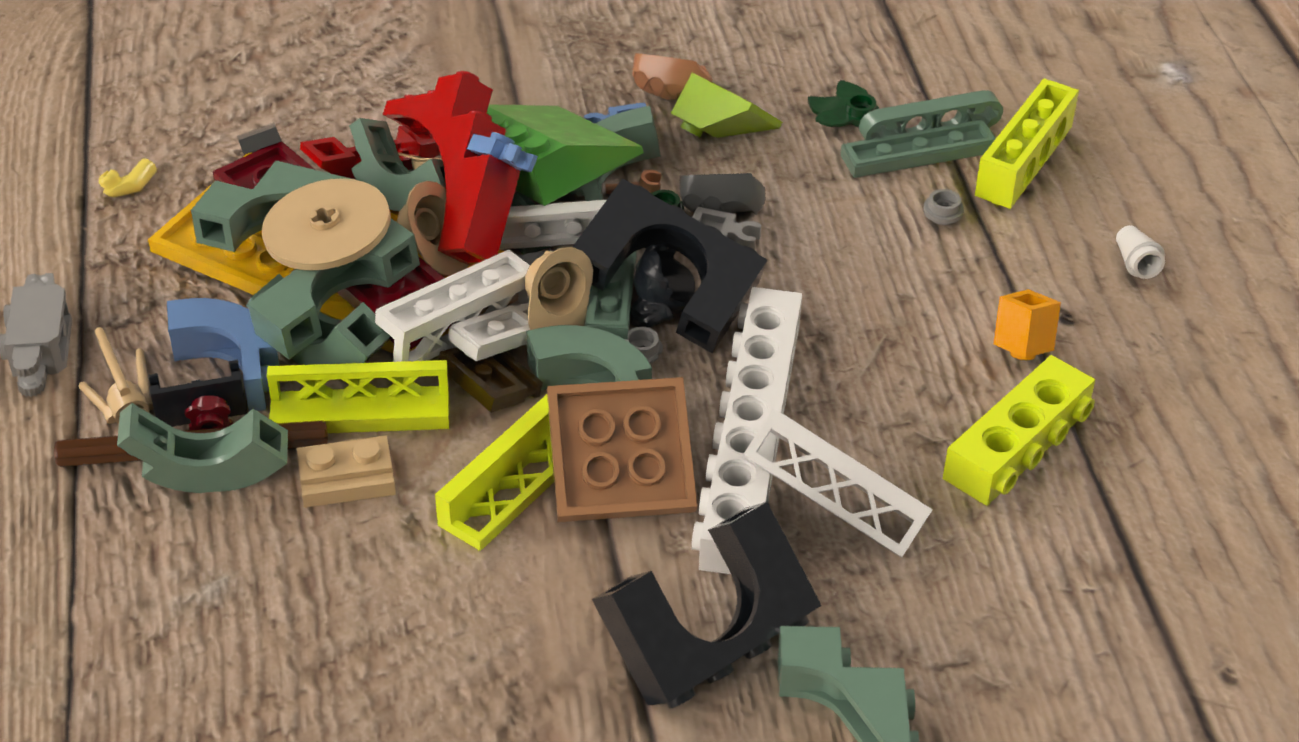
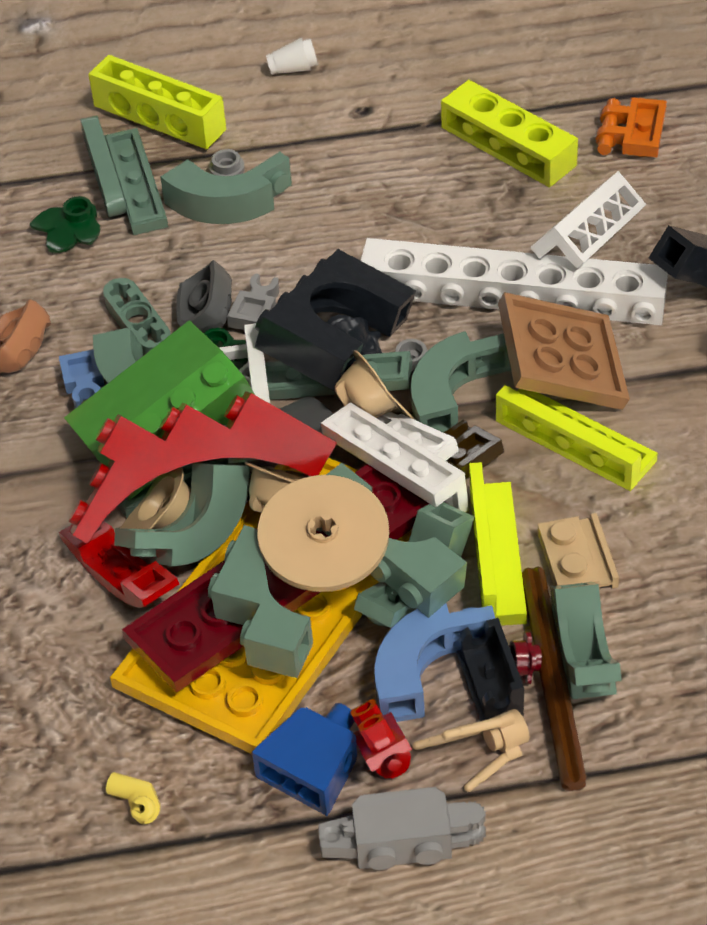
camera: 85 degrees left, 5 degrees up
(125, 314) = (381, 740): none -> red hips
(130, 273) = (309, 756): none -> blue torso
(259, 138) = (99, 659): dark grey slope -> none
(503, 149) = (227, 398): medium blue plate -> none
(719, 111) = (83, 301): lime slope -> none
(730, 147) = (136, 305): none -> sand green beam
(887, 217) = (225, 198): none -> sand green arch
(1026, 324) = (397, 115): light orange brick -> none
(1052, 553) = (643, 127): none -> orange plate

